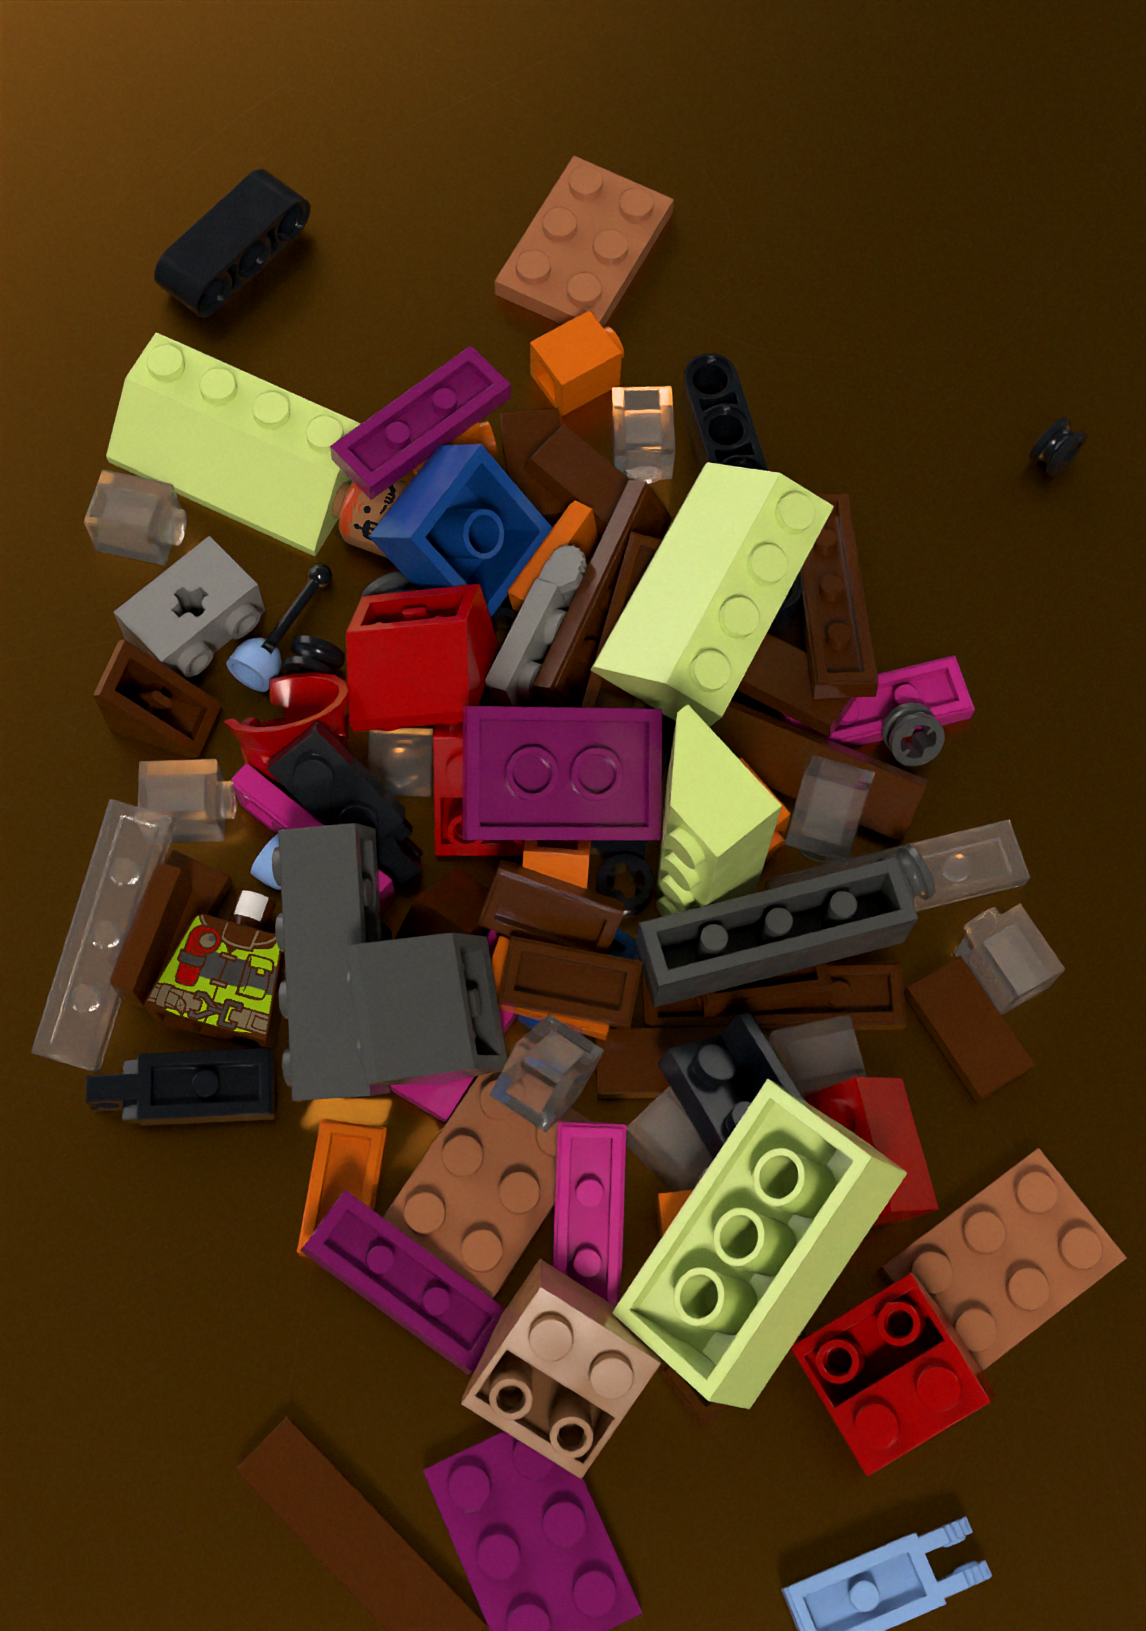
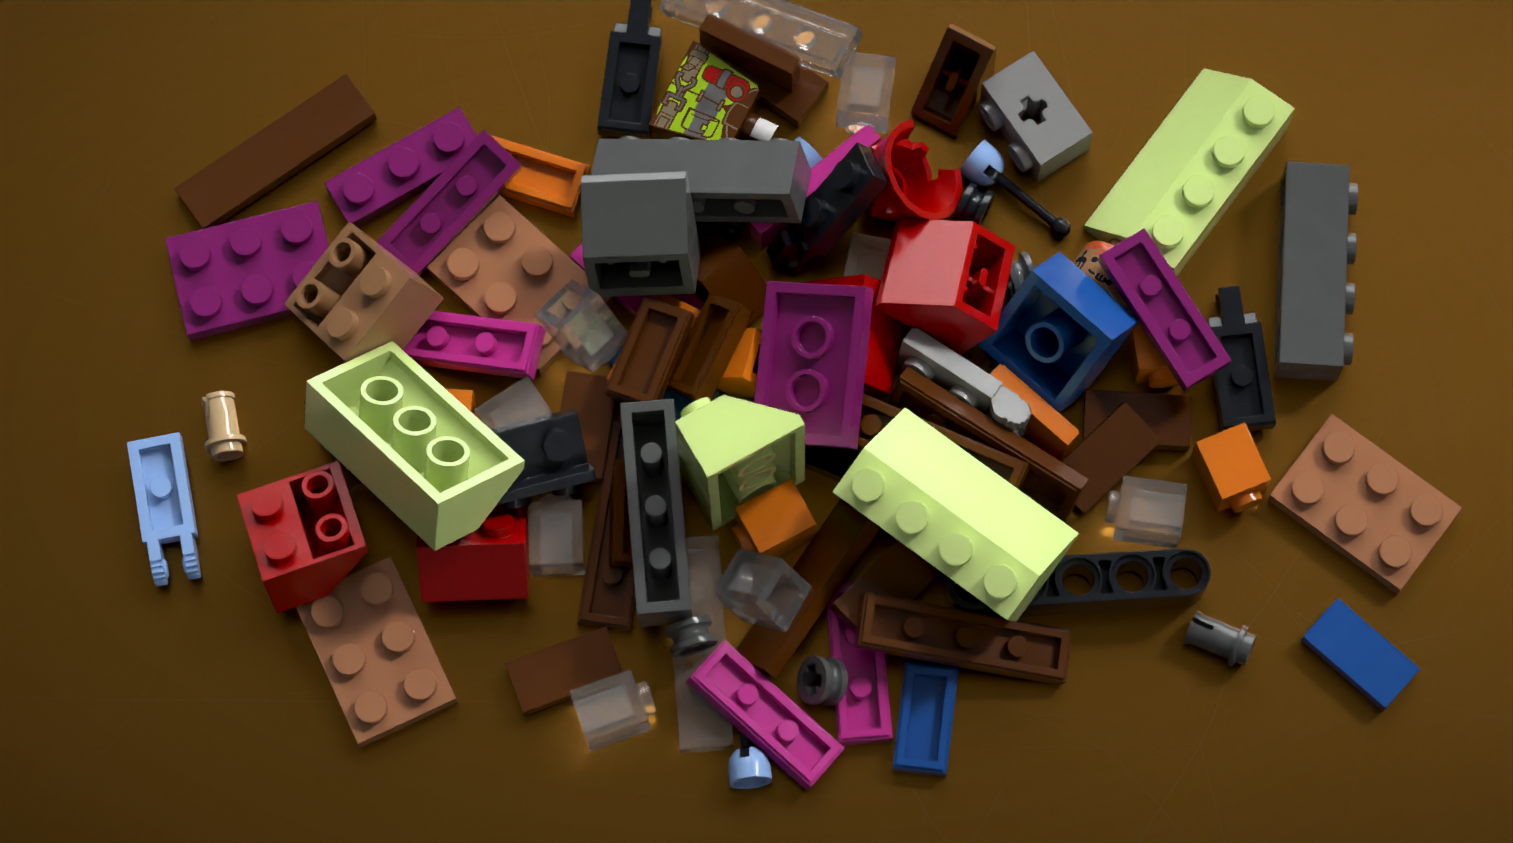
camera: 105 degrees right, 5 degrees up
(135, 517) = (1131, 82): clear brick -> none
(232, 243) = (1404, 193): black beam -> none
(336, 314) = (1313, 271): none -> dark grey brick
(357, 1362) = (400, 169): none -> magenta plate
(500, 348) = (1244, 385): none -> black hinge
(747, 232) = (1360, 654): none -> blue tile
(759, 1532) = (222, 425): none -> tan pin
(766, 340) = (1220, 638): none -> dark grey pin
(926, 629) = (925, 719): none -> blue tile
(968, 788) = (765, 715): none -> dark pink tile
(1026, 800) = (748, 766): none -> light blue hinge

